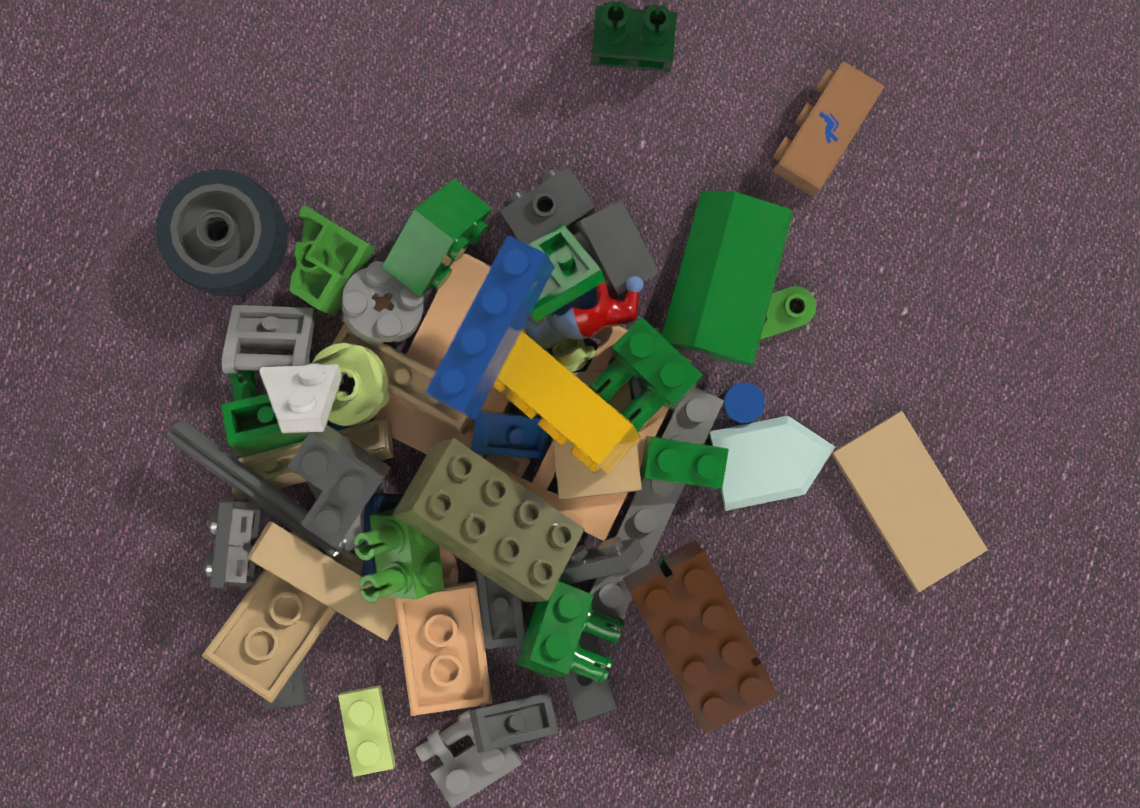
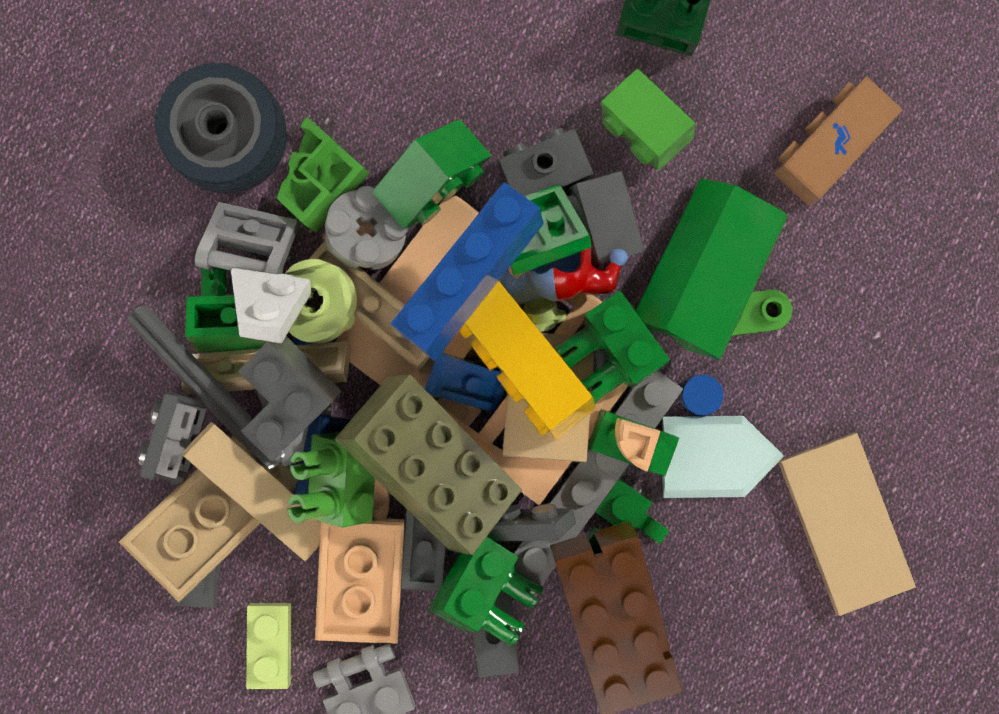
camera: 10 degrees right, 0 degrees up
(513, 722) = (414, 667): dark grey plate -> none
(637, 144) = (647, 120): none -> bright green brick
(686, 461) = (636, 442): none -> light nougat tile
(691, 524) = (626, 505): none -> green plate

